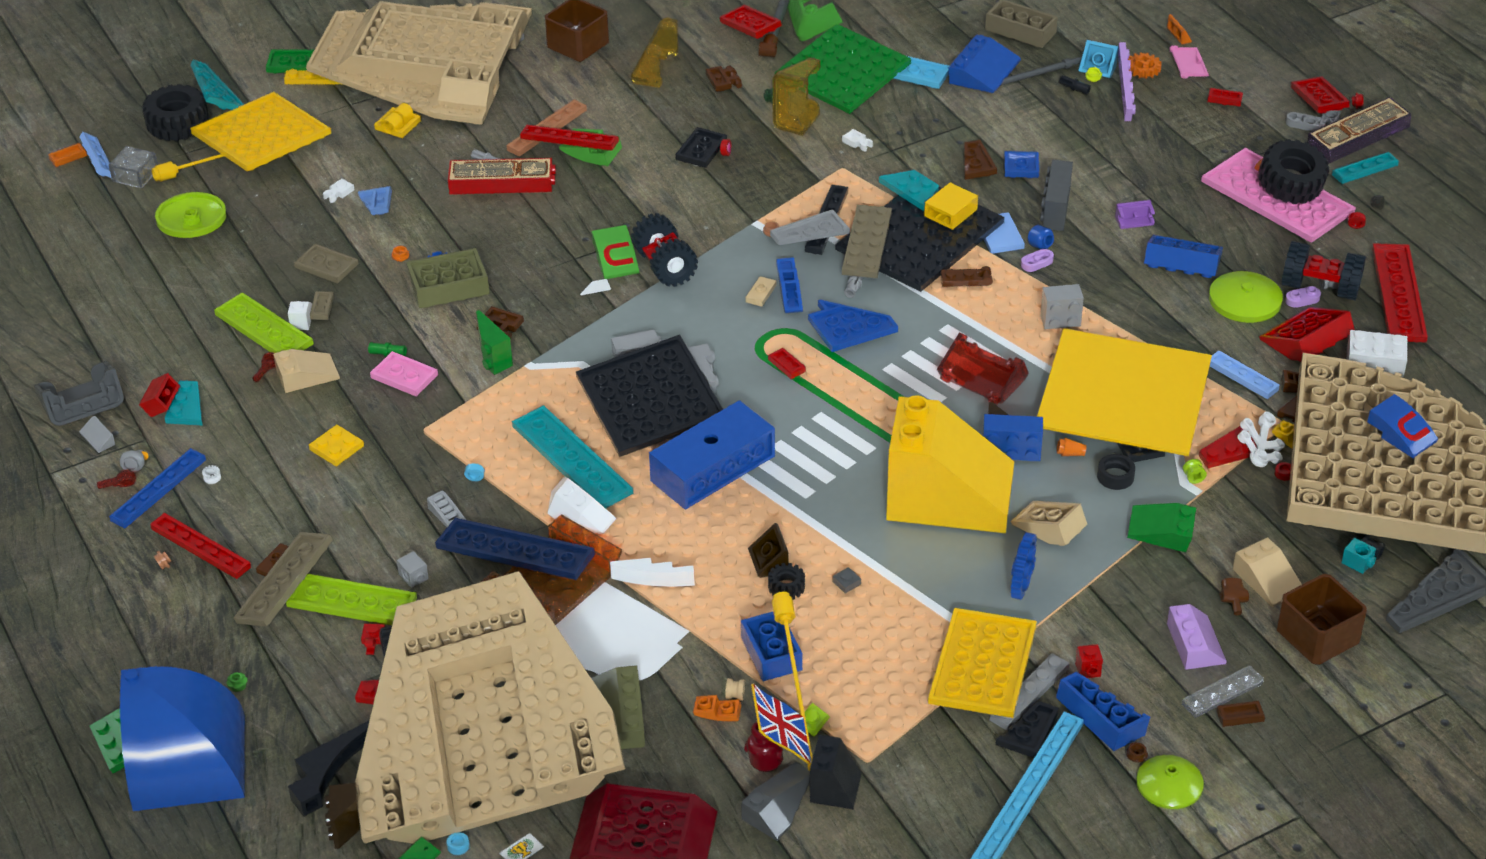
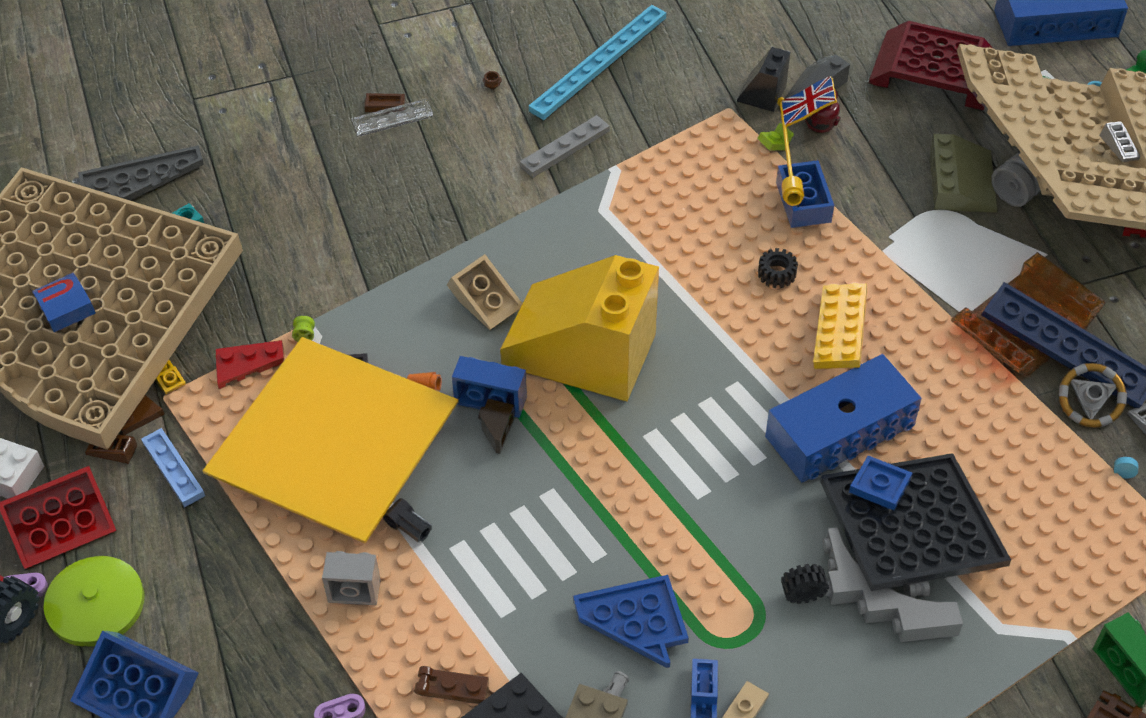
camera: 170 degrees left, 10 degrees up
(457, 714) = (1118, 140): none -> light grey slope
(497, 516) = (1092, 395): none -> light grey piece
(572, 456) = (1011, 462): teal plate -> none
(579, 507) = (1002, 386): white wedge -> none
(652, 574) = (926, 296): white slope -> none
(677, 405) = (880, 482): none -> blue plate
(713, 709) = (864, 170): orange slope -> none
(722, 519) = (840, 326): none -> yellow plate
(725, 341) = (804, 583): none -> black tyre
(735, 689) = (842, 176): tan wheel -> none
(769, 551) = (790, 299): dark brown slope -> none
(787, 363) = (730, 564): red plate -> none
(846, 580) = (714, 266): dark grey plate -> none
(981, 370) = (482, 504): clear red windscreen -> none
(983, 662) = (602, 160): yellow plate -> none
(1023, 565) = (537, 216): blue gear -> none
(1031, 731) = (577, 108): black wing -> none
(1038, 355) = (403, 517): none -> black piece
(1089, 661) = (502, 154): red brick -> none
(1102, 713) = (509, 104): blue wedge -> none
(1114, 481) = (387, 329): black tyre -> none
(1163, 525) = (366, 275): green slope -> none
(1170, 782) = (472, 59): lime dish -> none
(1194, 637) = (391, 166): lavender slope -> none
(1234, 592) = (332, 205): reddish brown piece -> none
(1258, 455) = (224, 336): white plant -> none
(1266, 571) = (289, 222): tan slope -> none
(1282, 471) = (200, 336): red tile -> none
(1321, 619) = (273, 138): reddish brown plate -> none

